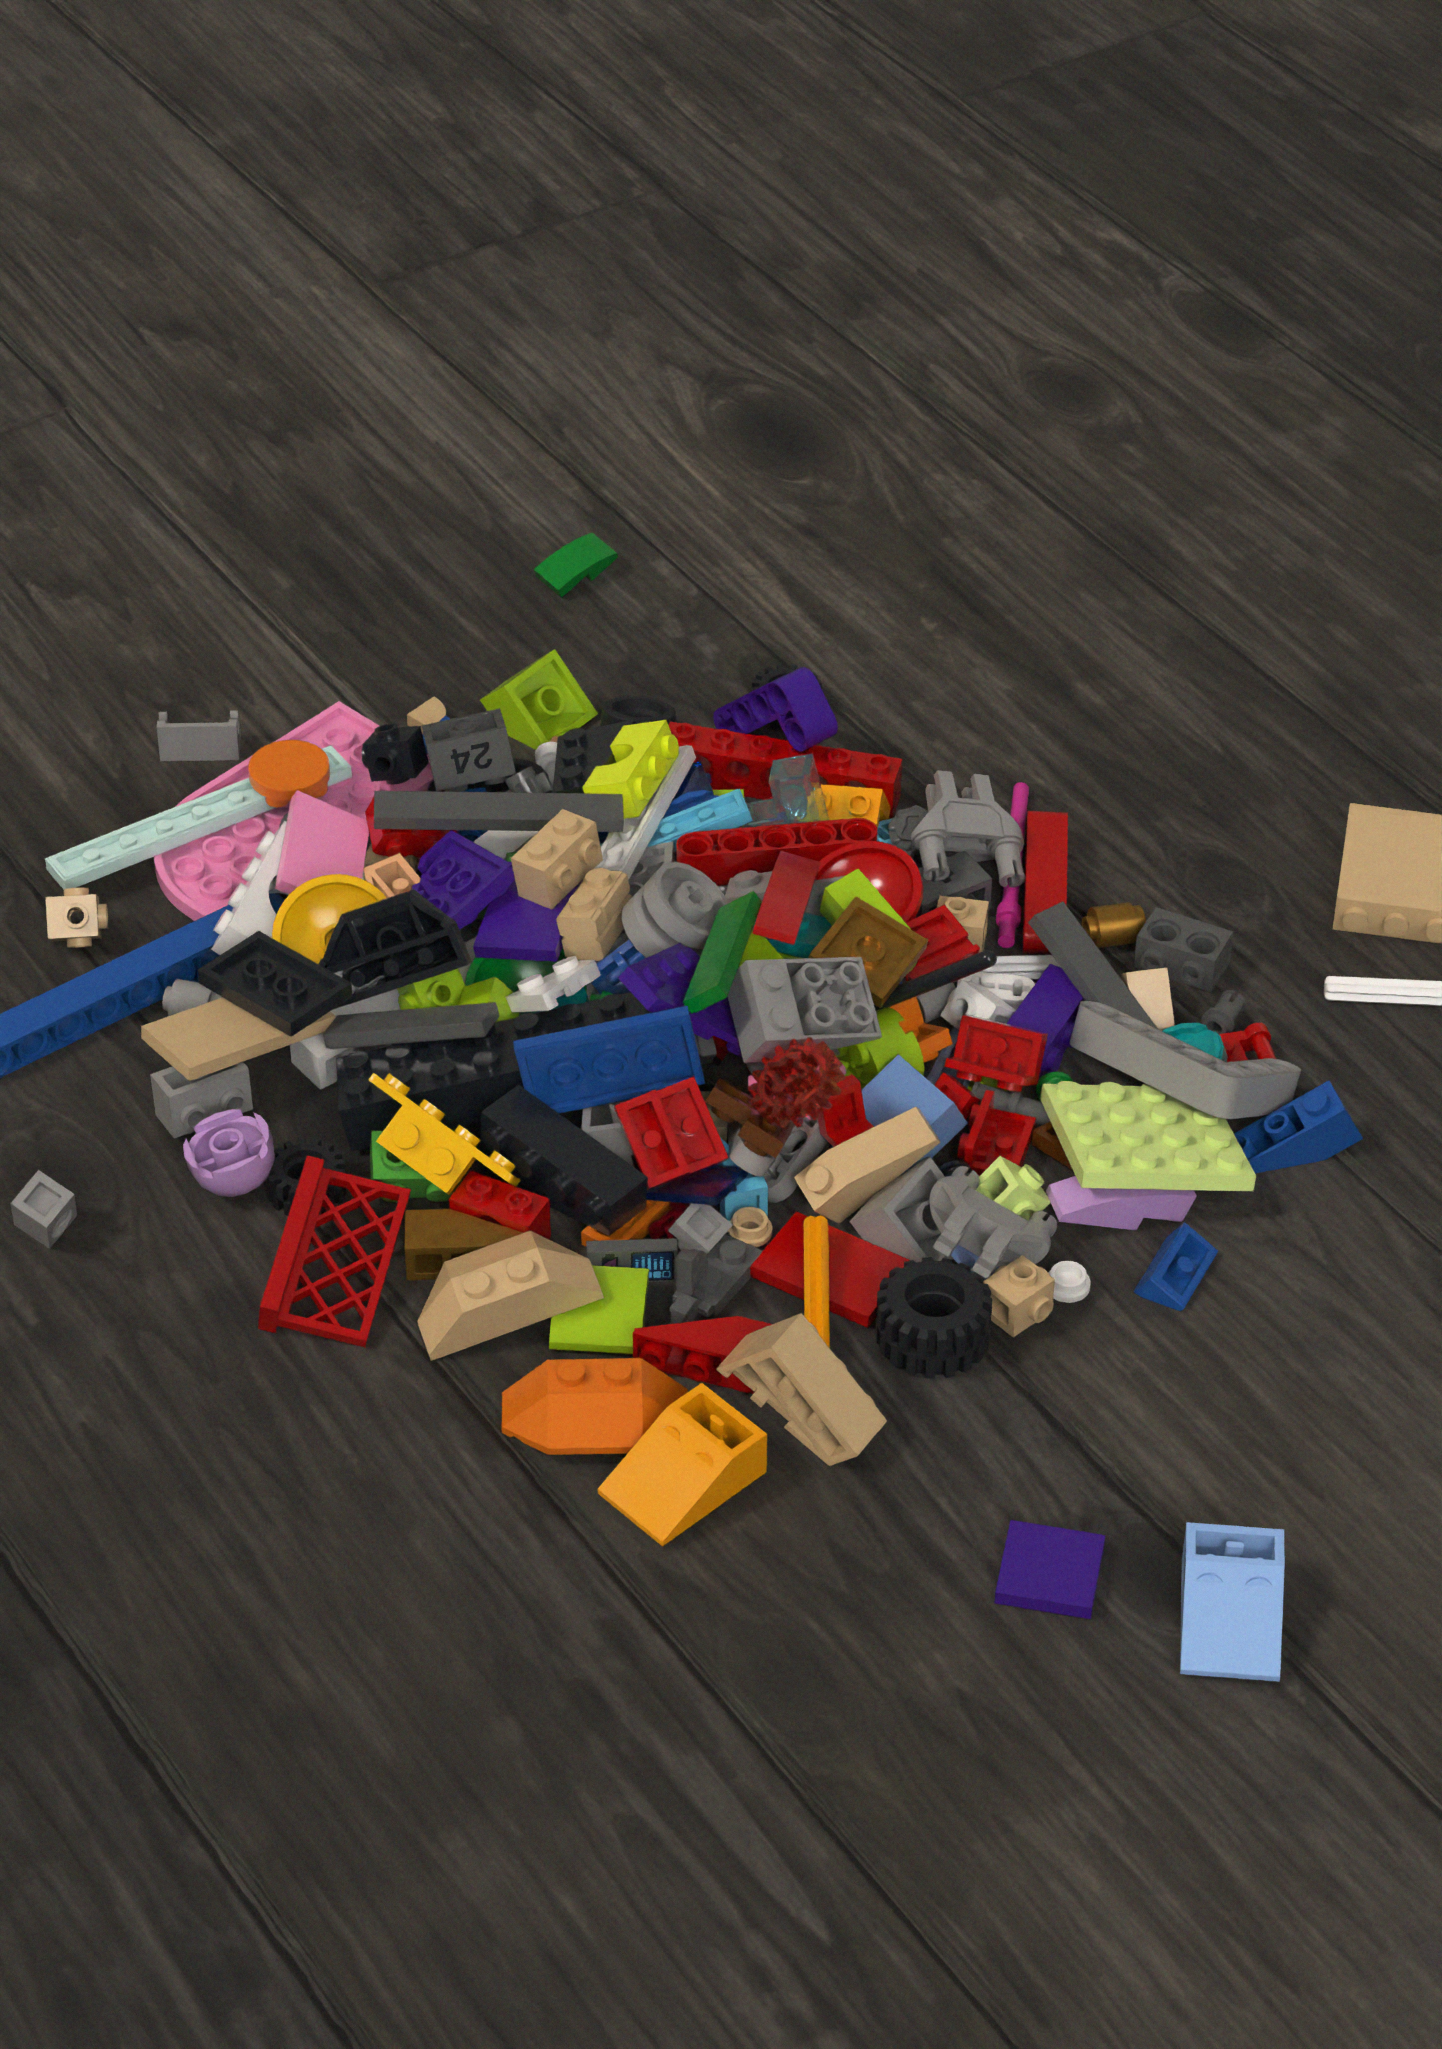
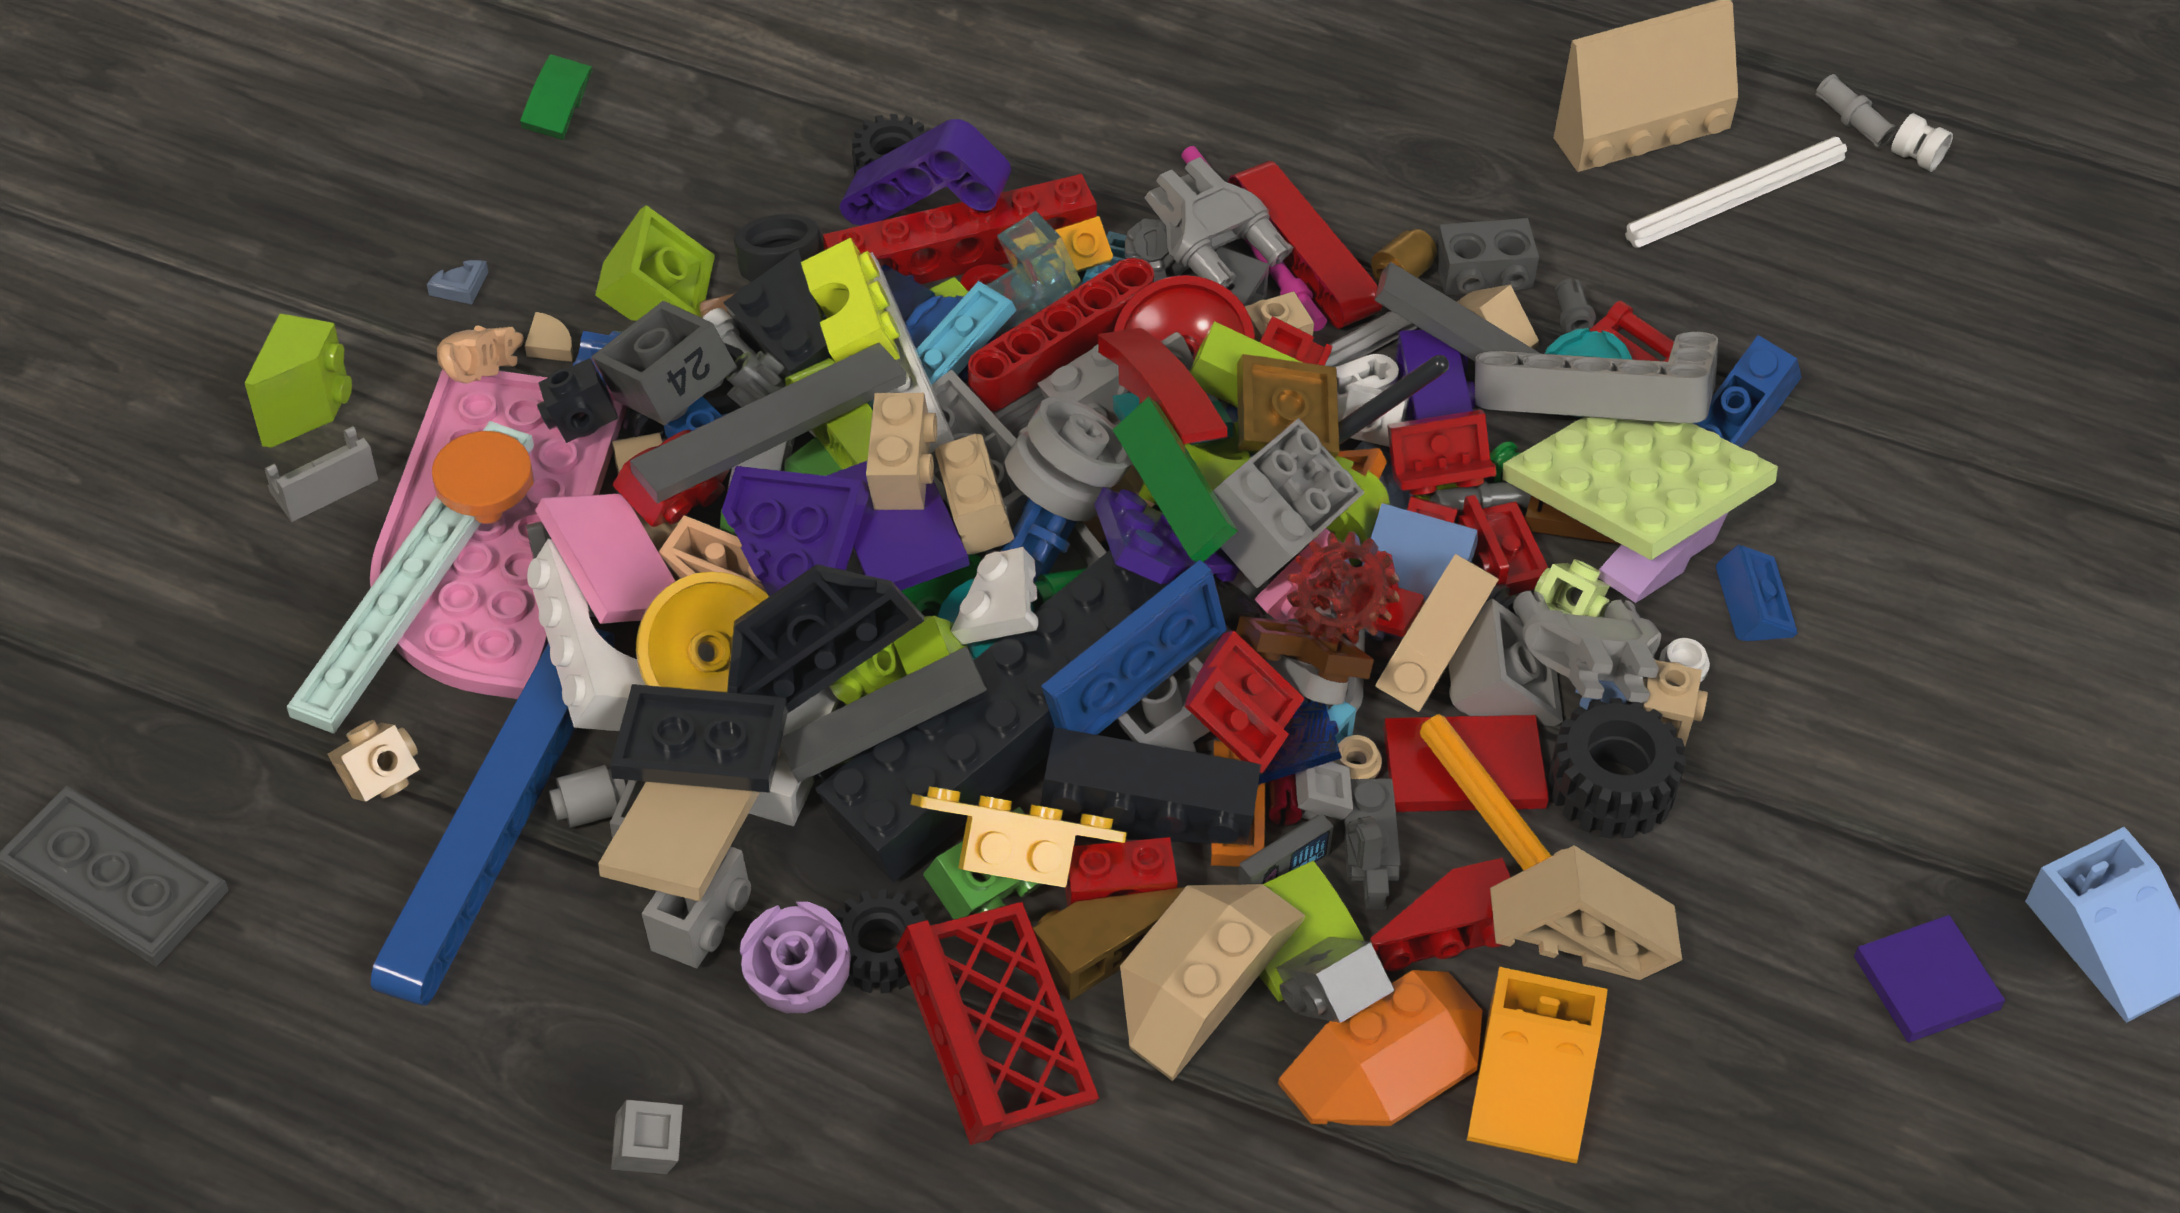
camera: 35 degrees left, 10 degrees up
(225, 667) = (297, 379): none -> lime slope
(360, 699) = (478, 352): none -> light nougat animal
(403, 660) = (459, 283): none -> sand blue tile
(578, 1334) = (1334, 979): none -> dark grey brick

